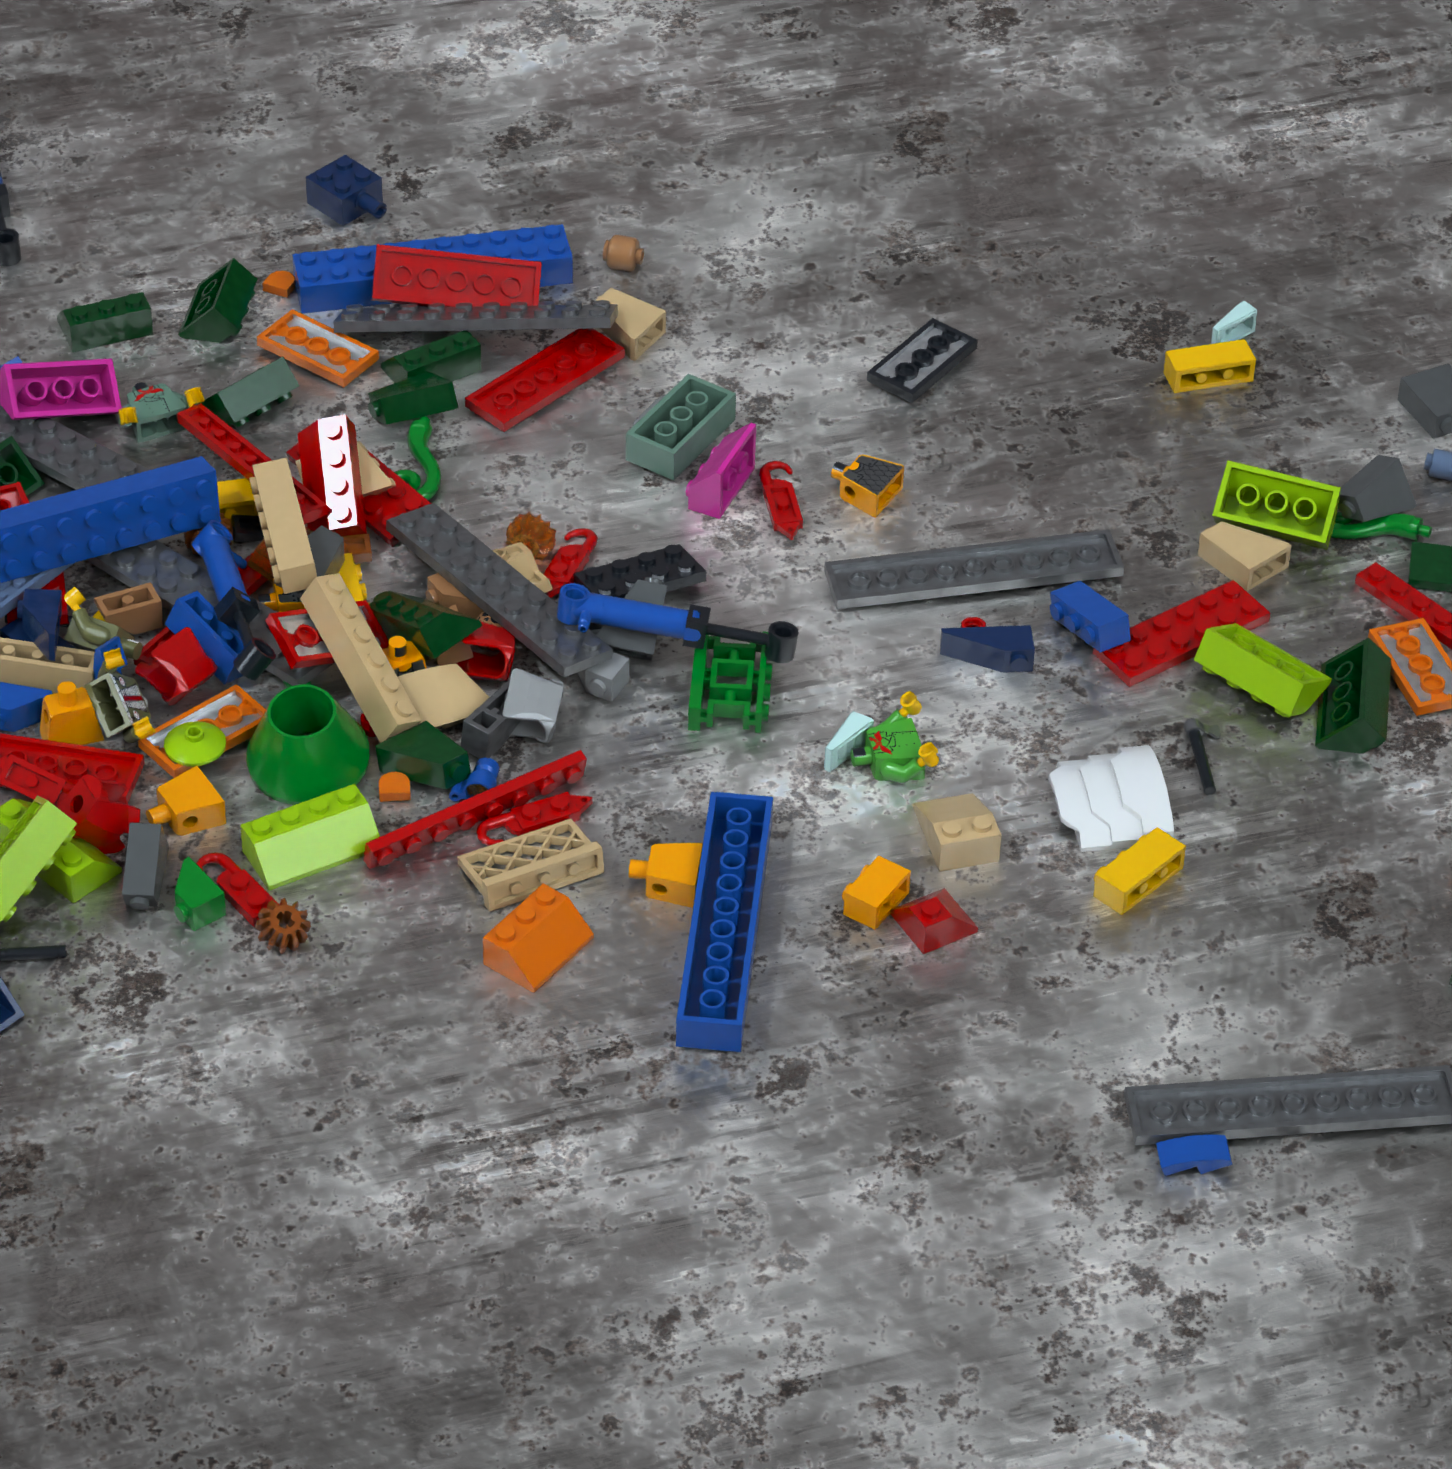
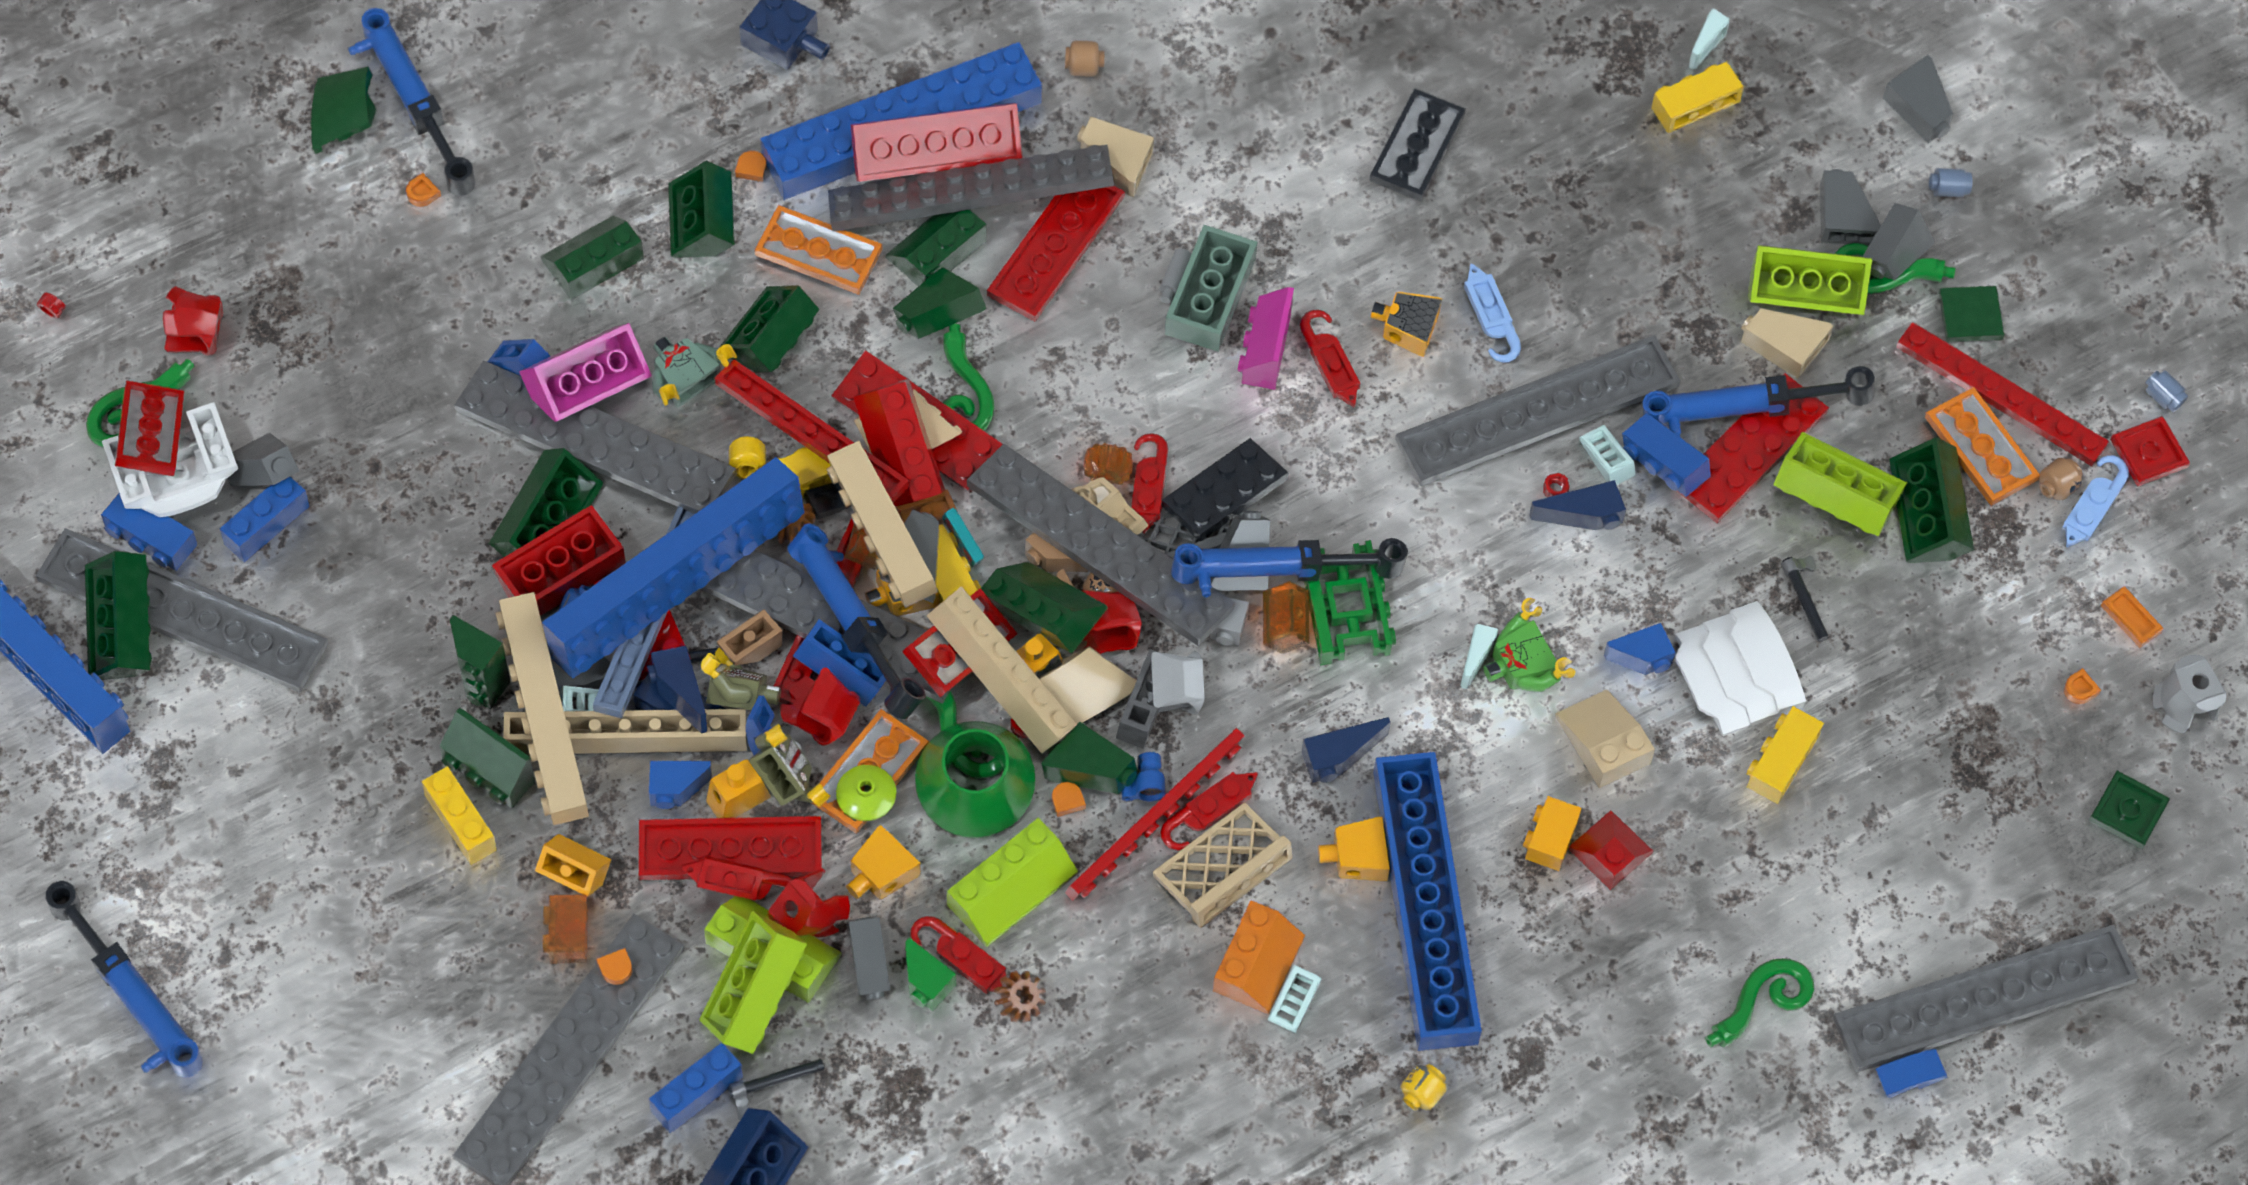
camera: 15 degrees left, 20 degrees up
(368, 567) = (963, 536): none -> teal tile
(570, 960) = (1306, 977): none -> light aqua slope
(663, 678) = (1286, 617): none -> clear orange brick
(669, 1071) = (1423, 1087): none -> yellow head
(685, 790) = (1338, 750): none -> dark blue slope
(952, 491) = (1491, 312): none -> light blue plate
(1016, 765) = (1642, 651): none -> blue slope
(1017, 1081) = (1736, 1024): none -> green plant
(1039, 615) = (1619, 469): none -> light aqua slope
(1195, 586) = (1750, 399): none -> blue piece
(1331, 460) = (1845, 210): none -> dark grey slope

